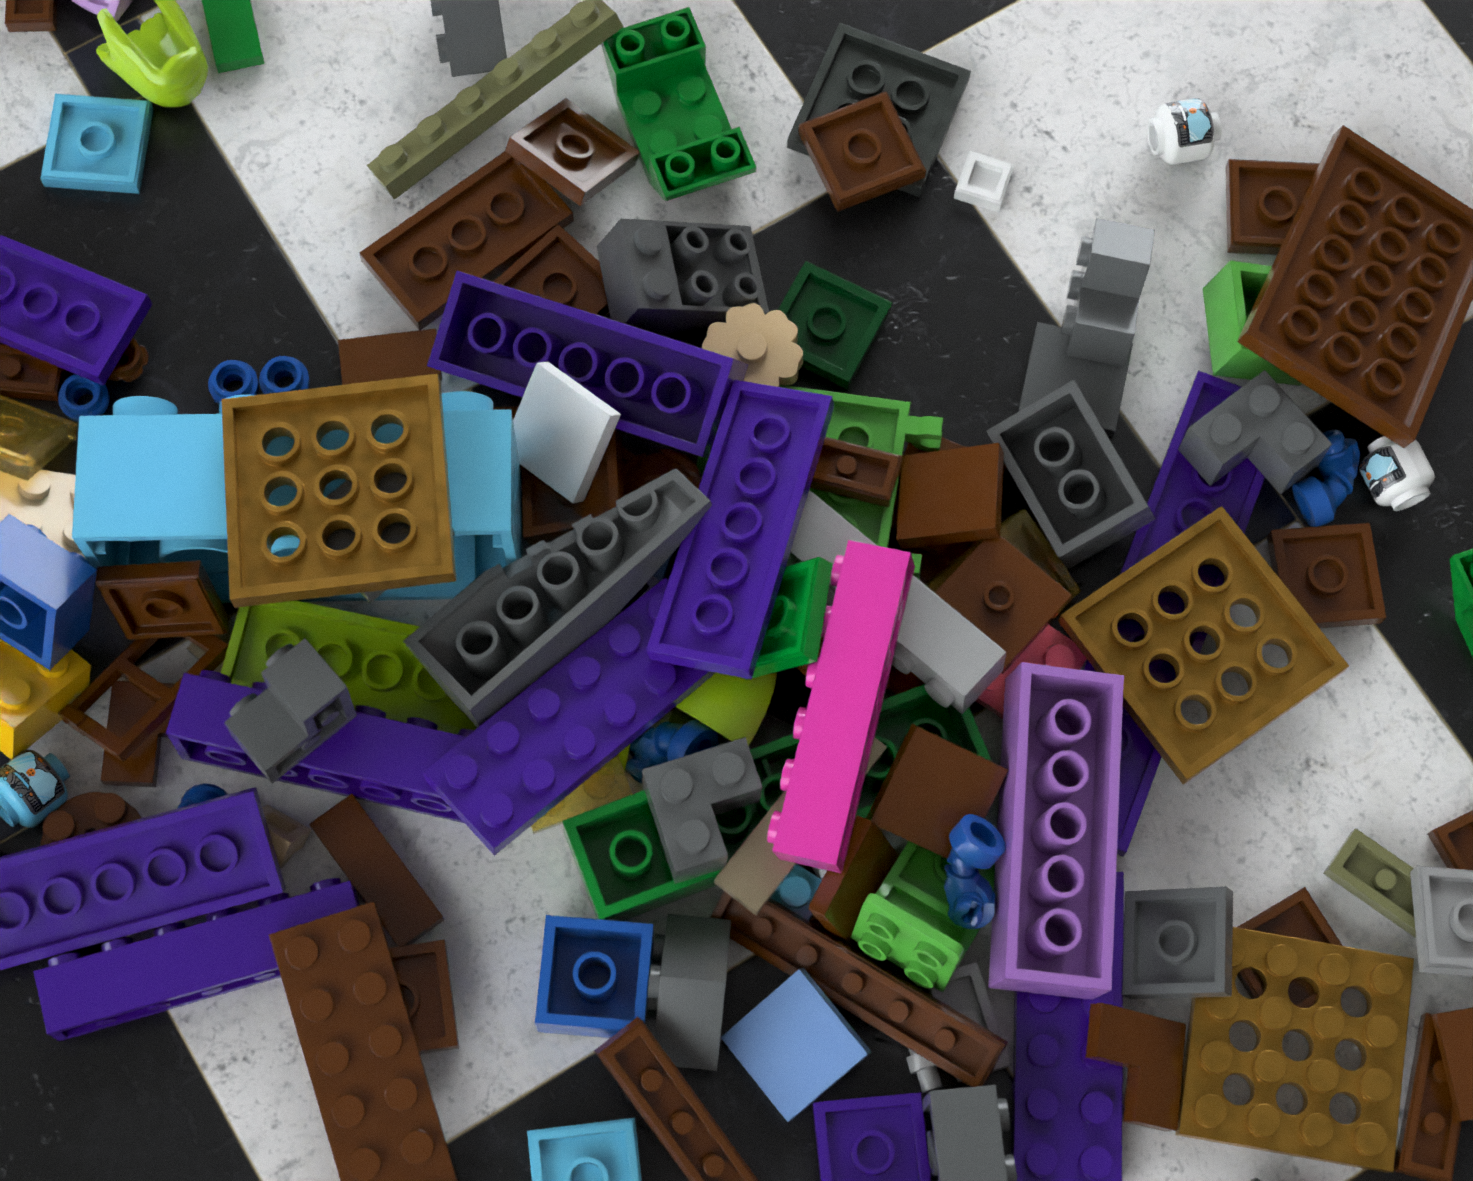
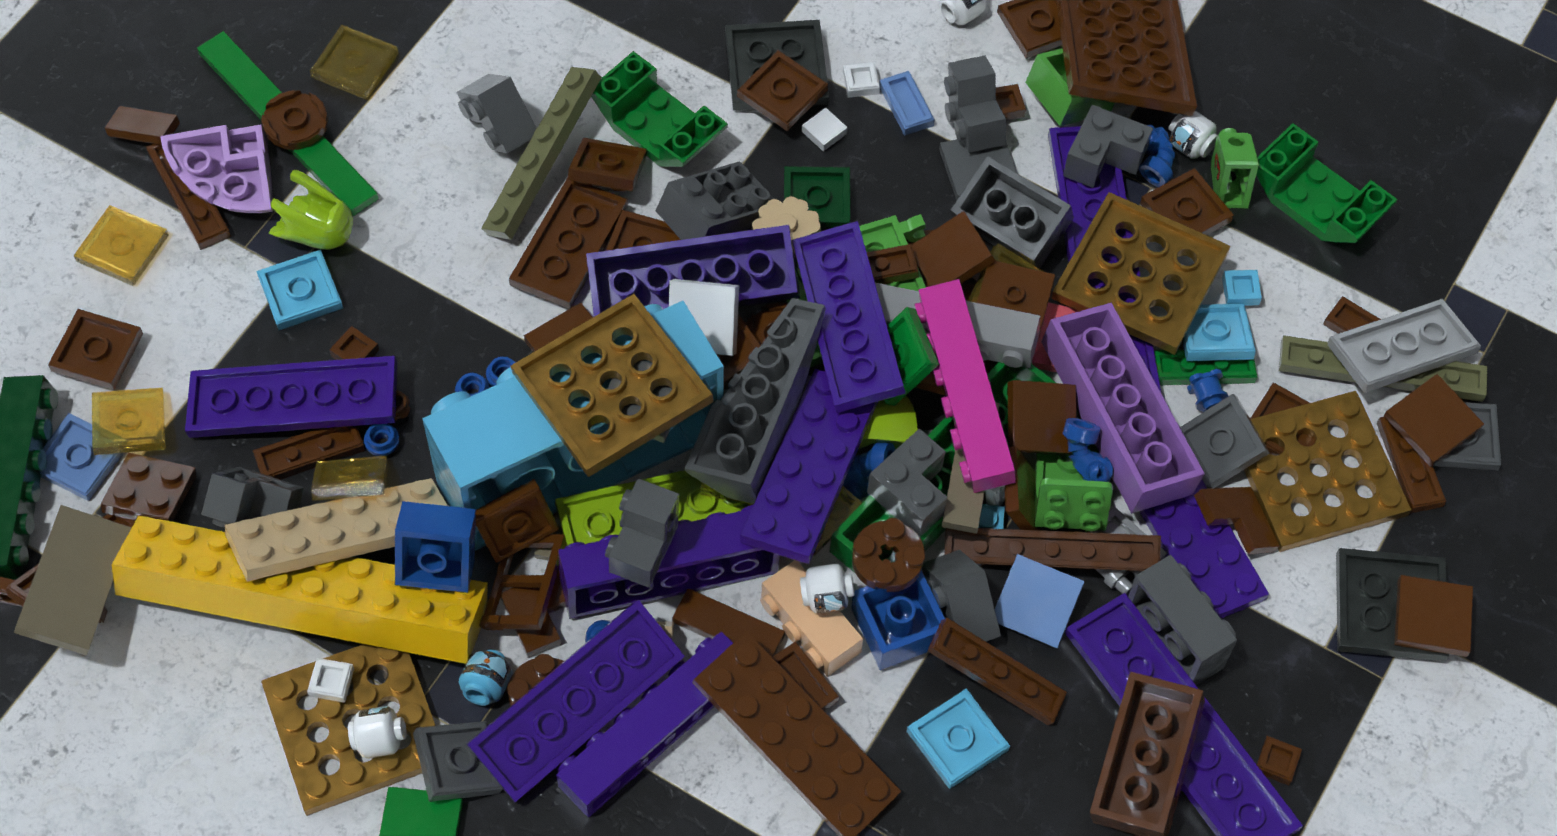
camera: 25 degrees left, 10 degrees down
(116, 256) = (354, 345): none -> reddish brown plate
(481, 920) = (826, 636): none -> light nougat brick
(509, 895) = (826, 588): none -> white head
(592, 869) = (888, 536): none -> reddish brown plate
(893, 230) = (824, 129): none -> white tile
(1026, 242) = (906, 103): none -> medium blue tile
(1162, 305) = (1010, 101): none -> reddish brown plate
(1203, 858) = (1207, 389): none -> blue brick
(1224, 818) = (1176, 370): none -> green tile
(1267, 782) = (1219, 334): none -> medium azure tile
(1338, 728) = (1242, 287): none -> medium azure plate
(1429, 534) = (1236, 154): none -> bright green torso

